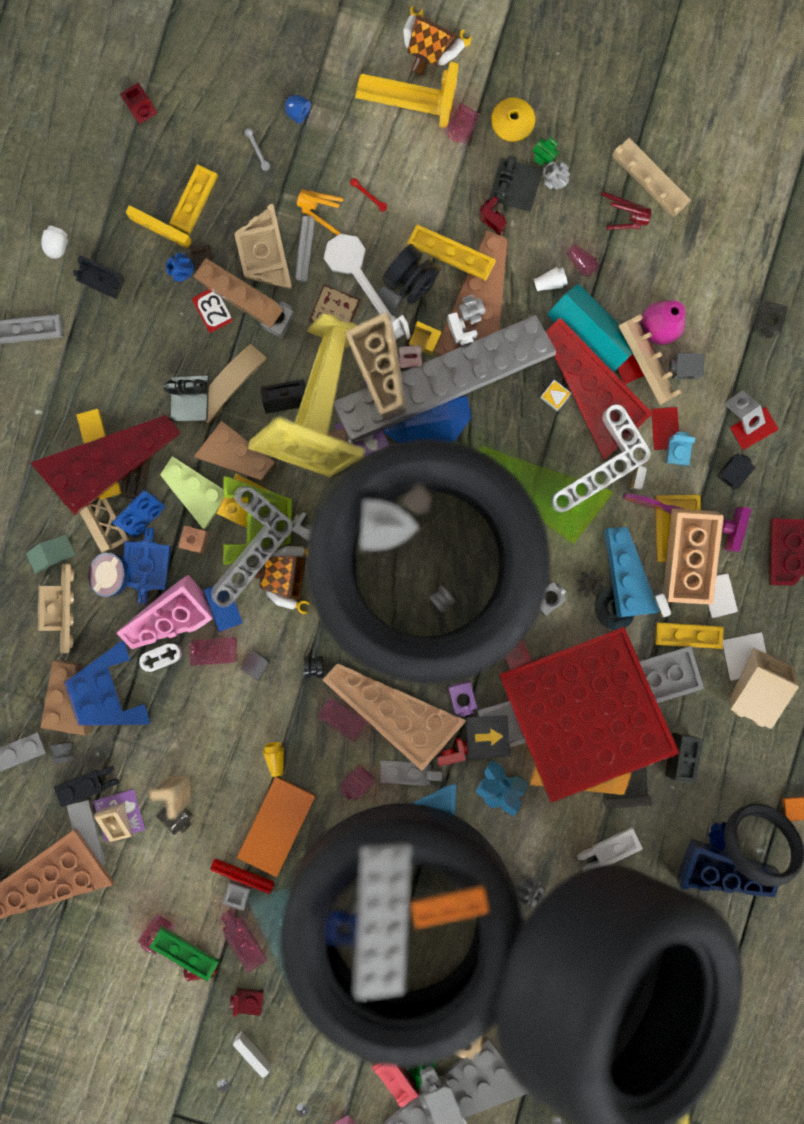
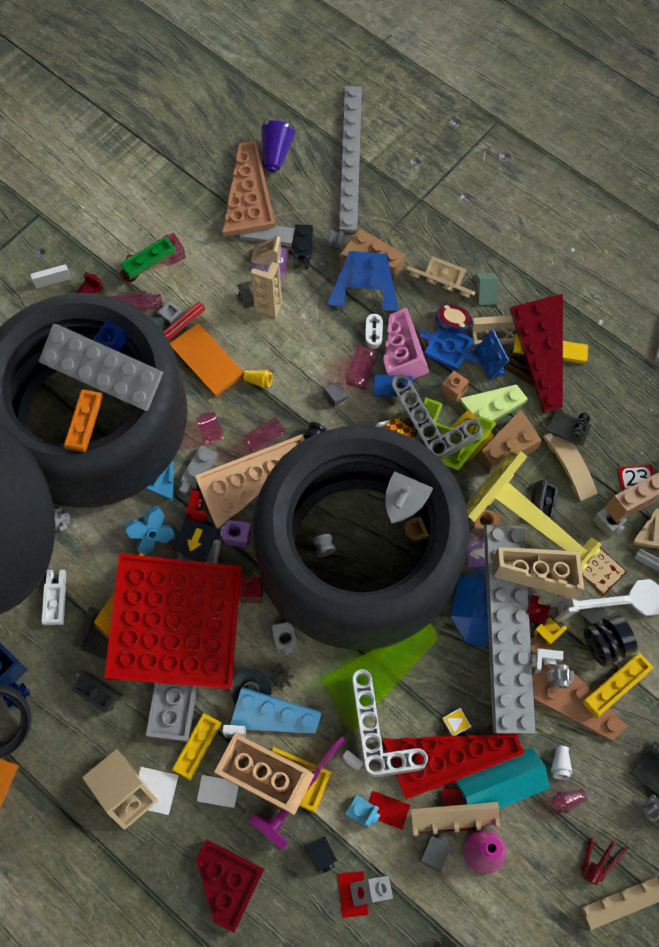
camera: 115 degrees right, 20 degrees down
(492, 219) = (635, 735): dark red bracket -> none

